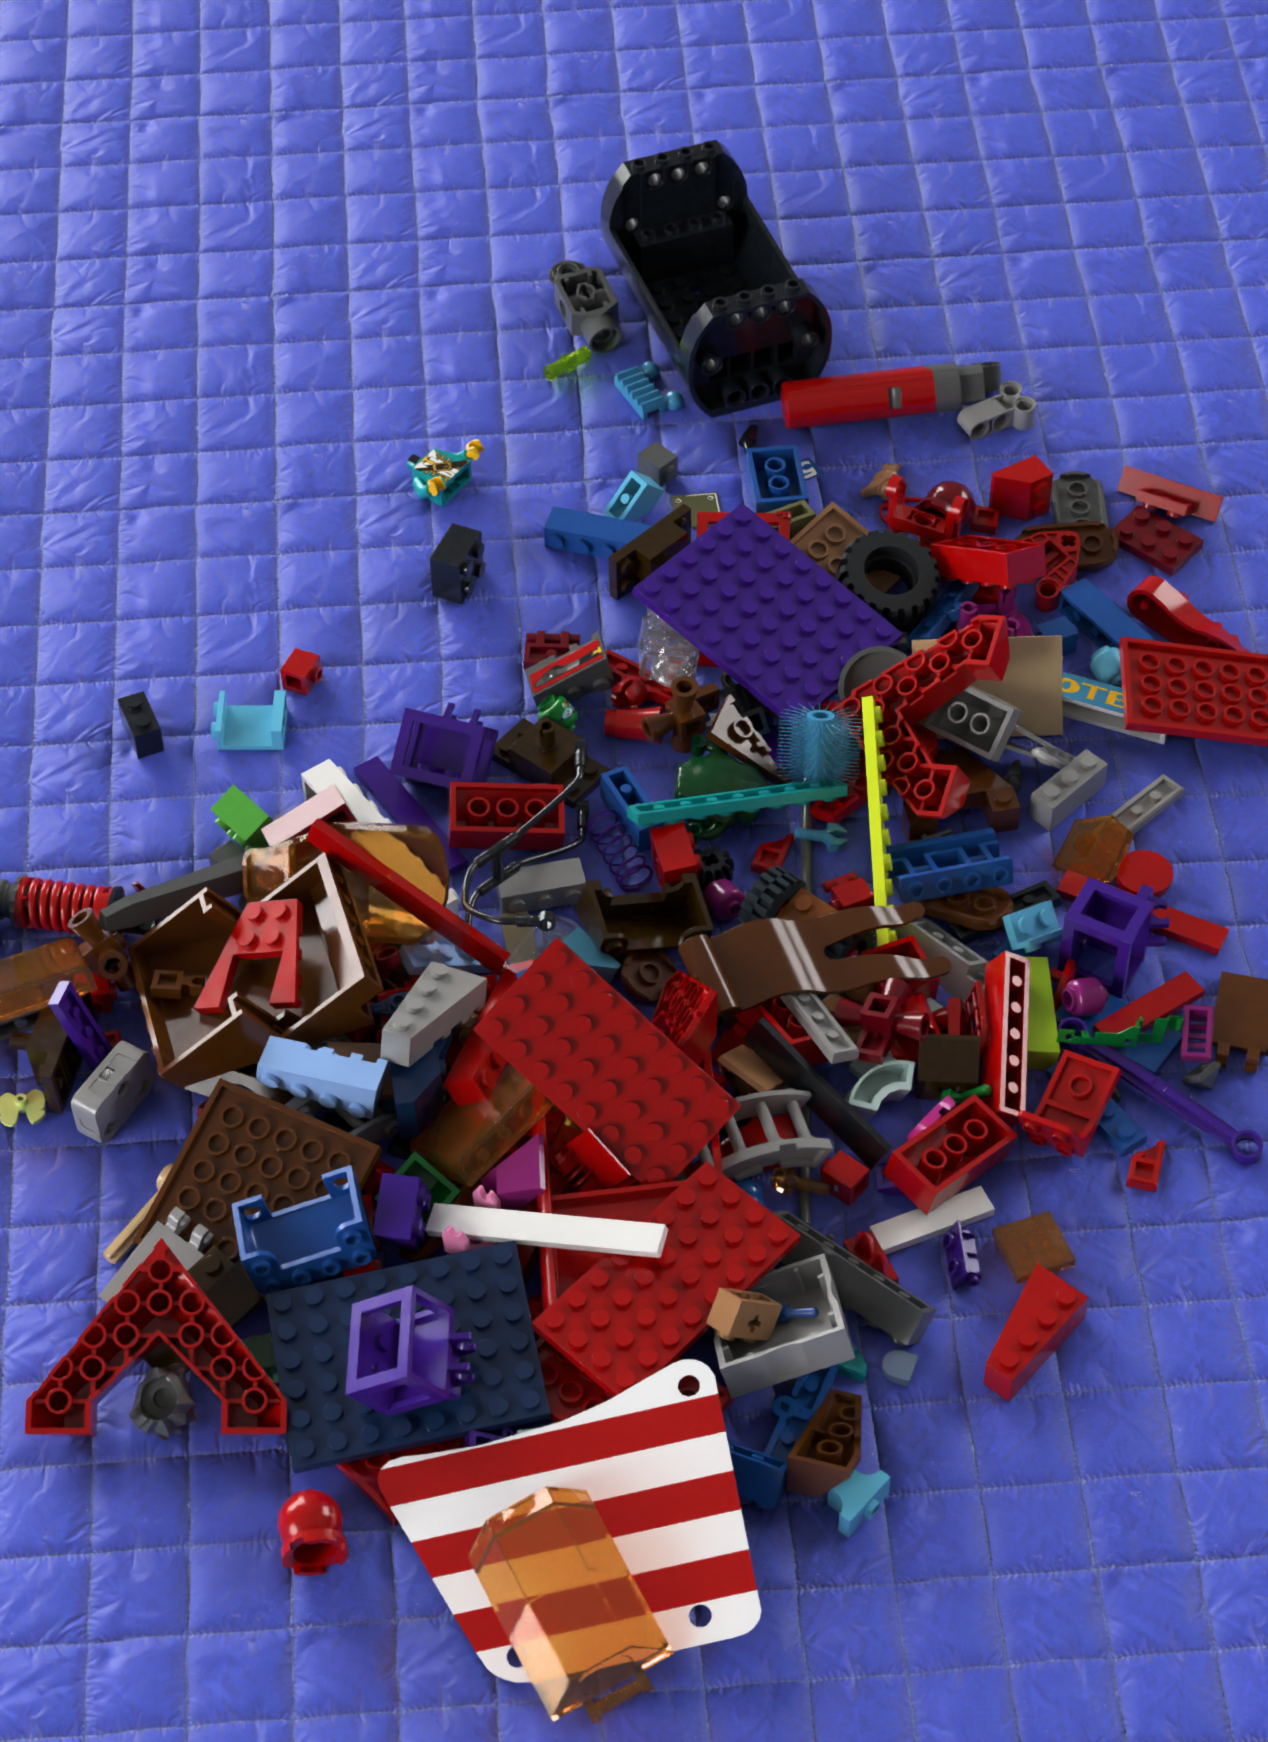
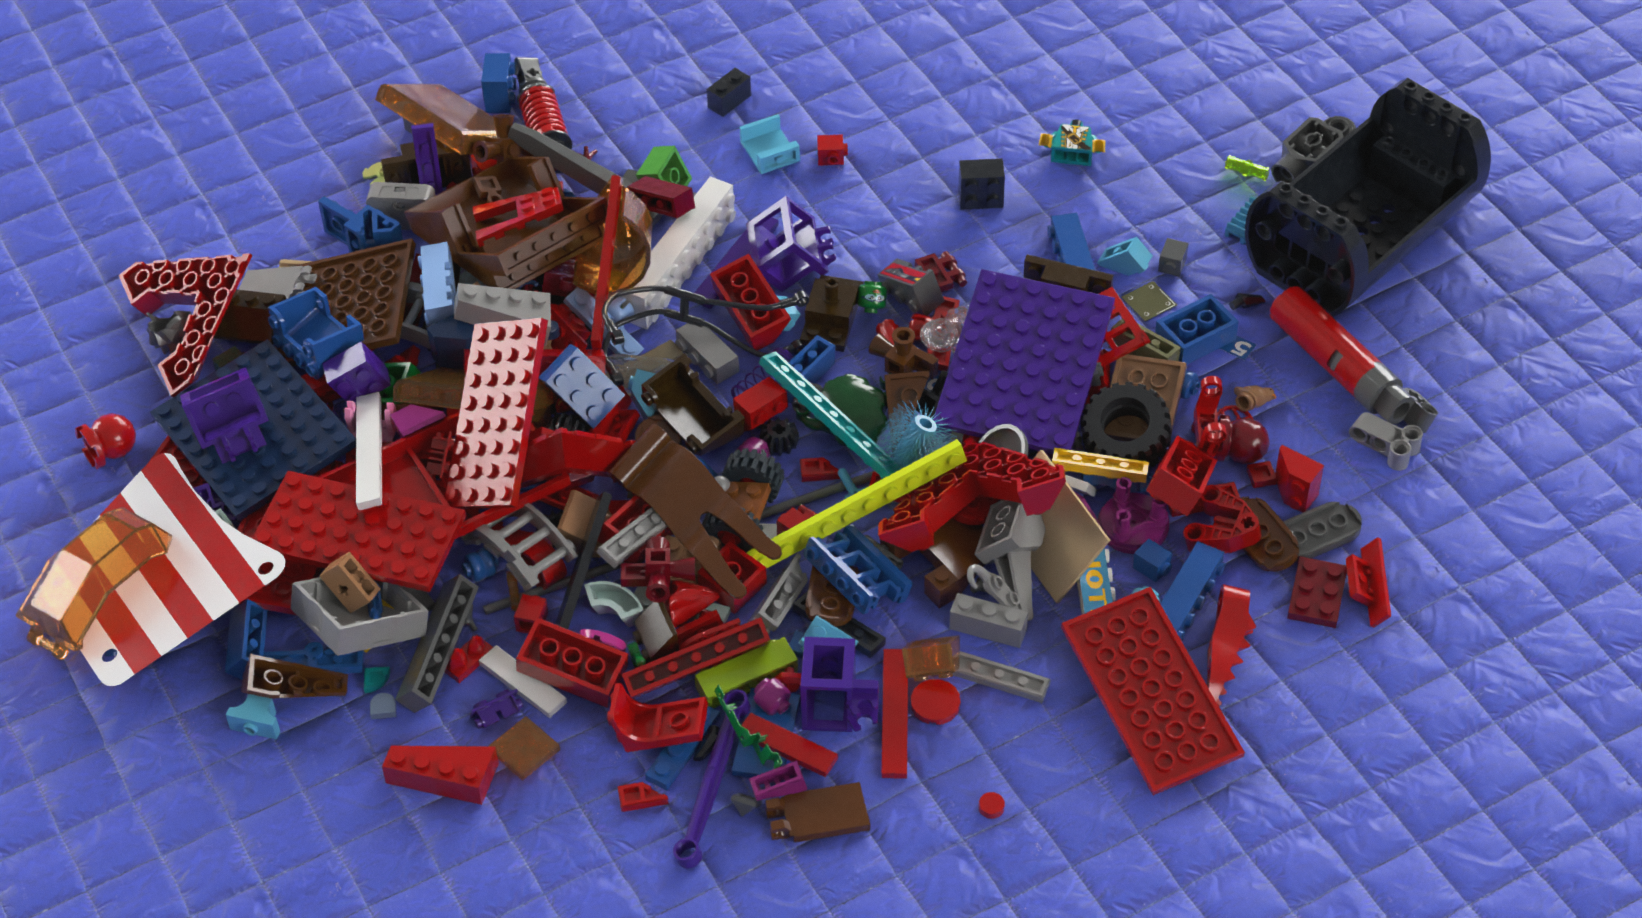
camera: 65 degrees right, 0 degrees up
(134, 1150) = (358, 230): none -> blue piece
(932, 615) = (1101, 465): none -> yellow plate

